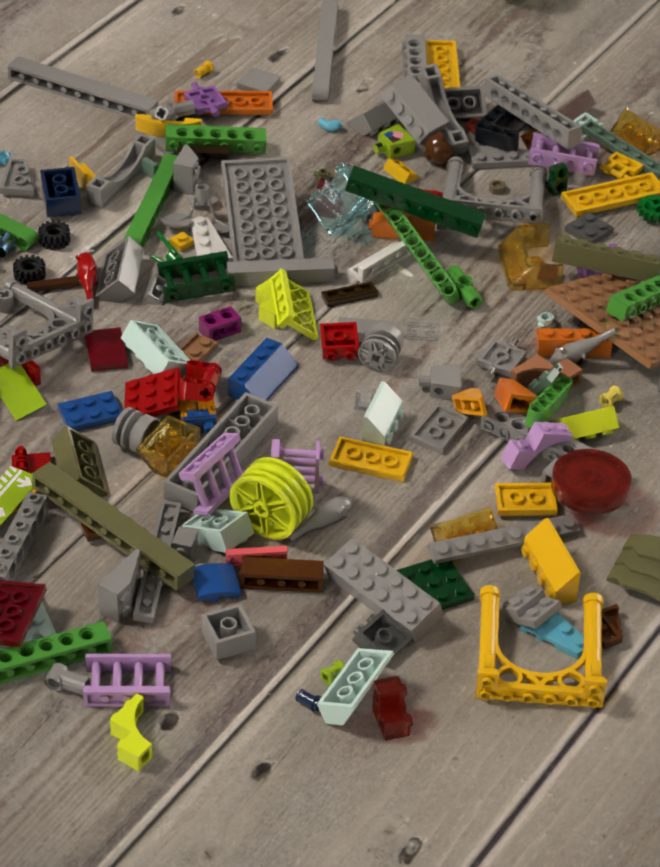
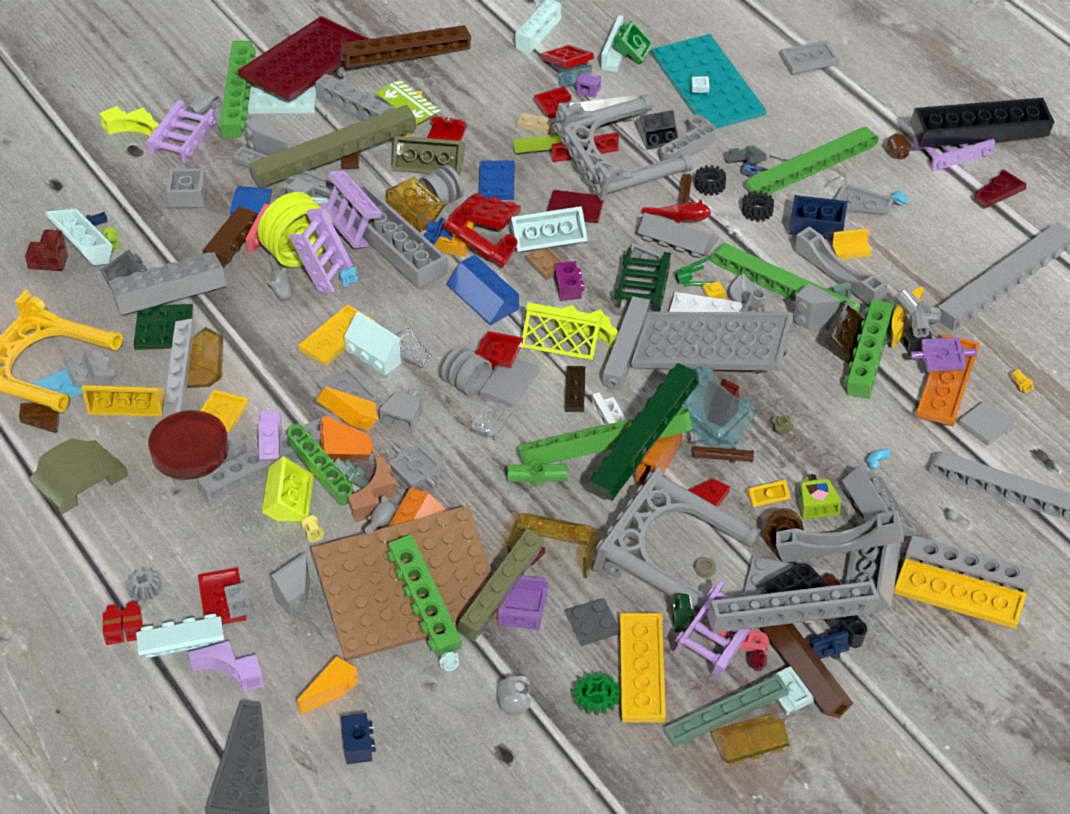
camera: 115 degrees right, 5 degrees up
(415, 108) = (839, 502): light grey slope -> none
(627, 166) = (695, 700): yellow plate -> none

